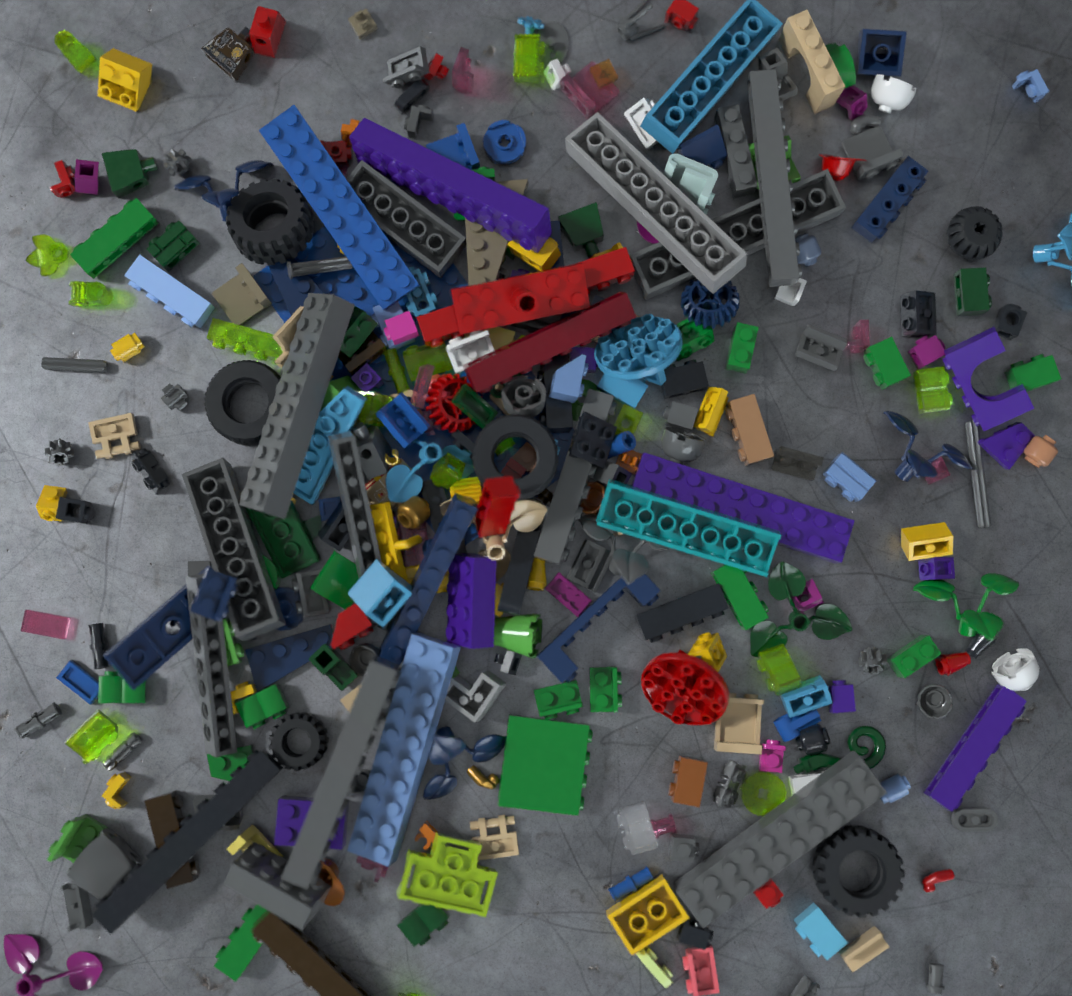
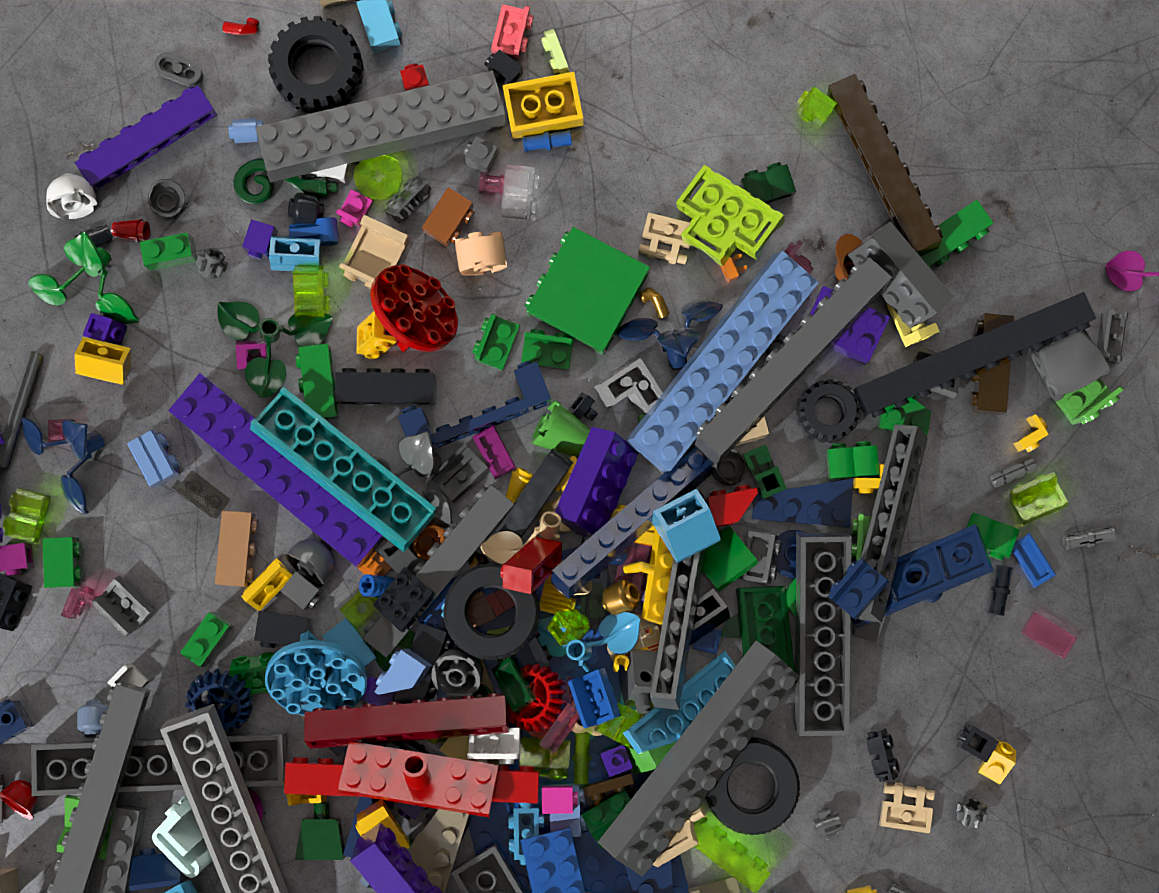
camera: 155 degrees left, 0 degrees up
(647, 759) = (481, 253): none -> light nougat brick

